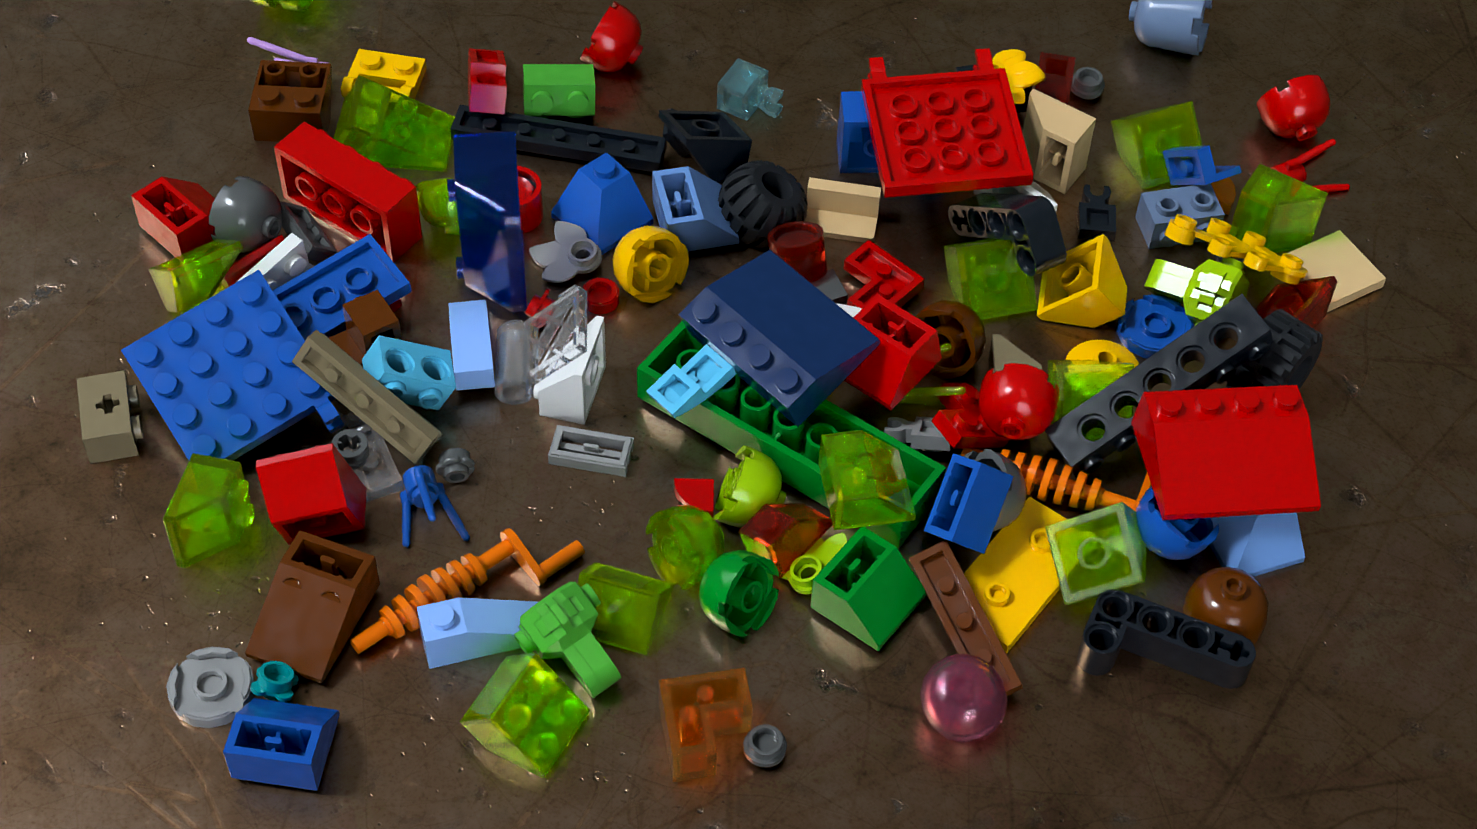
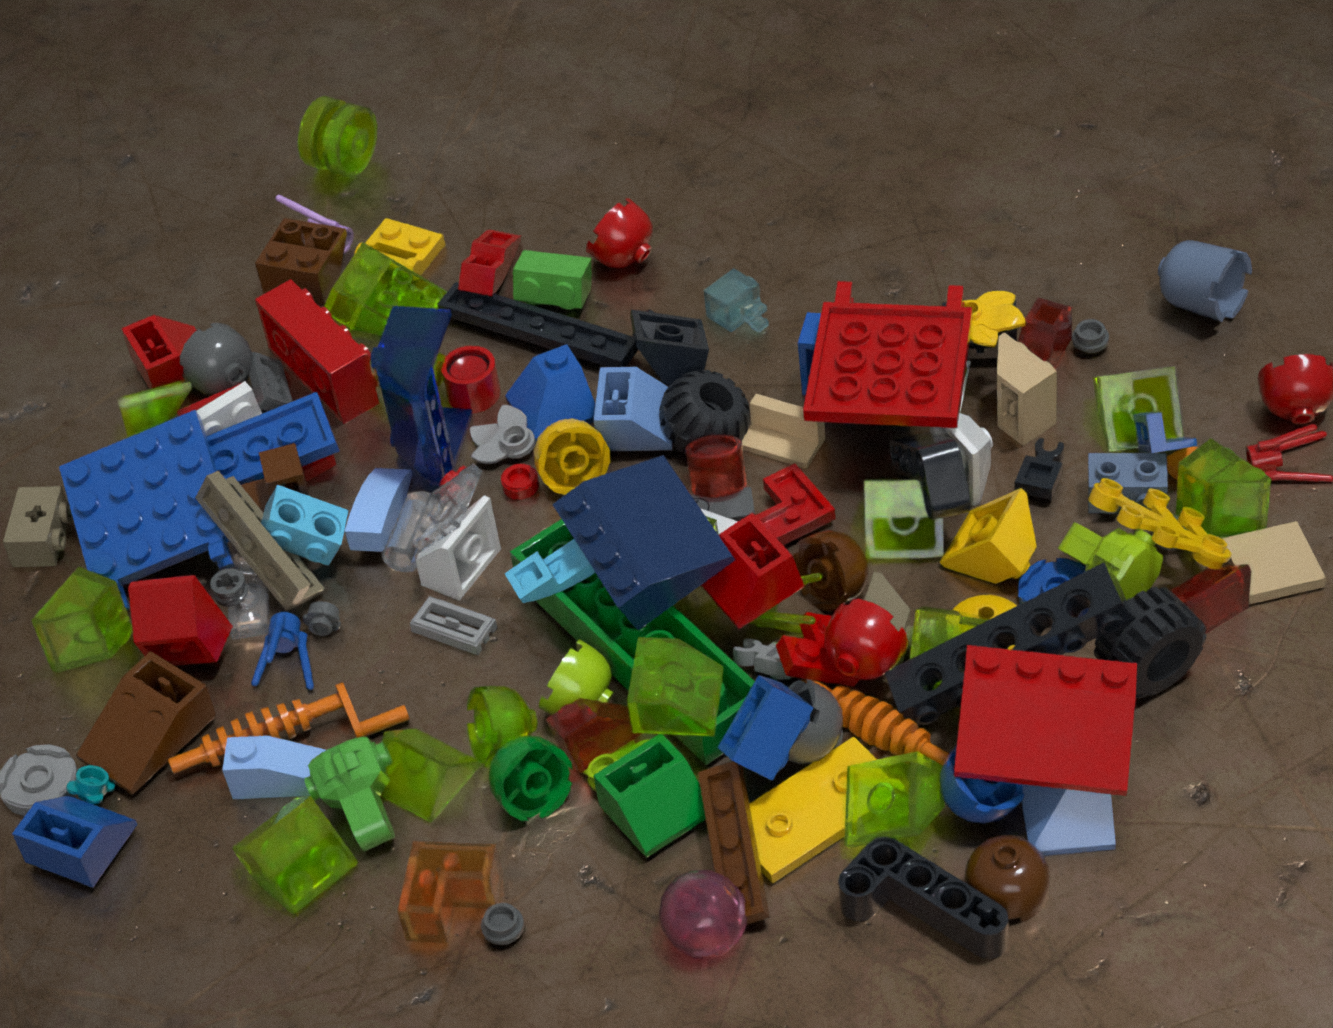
camera: 25 degrees right, 5 degrees down
(695, 493) = (533, 682): red tile -> none

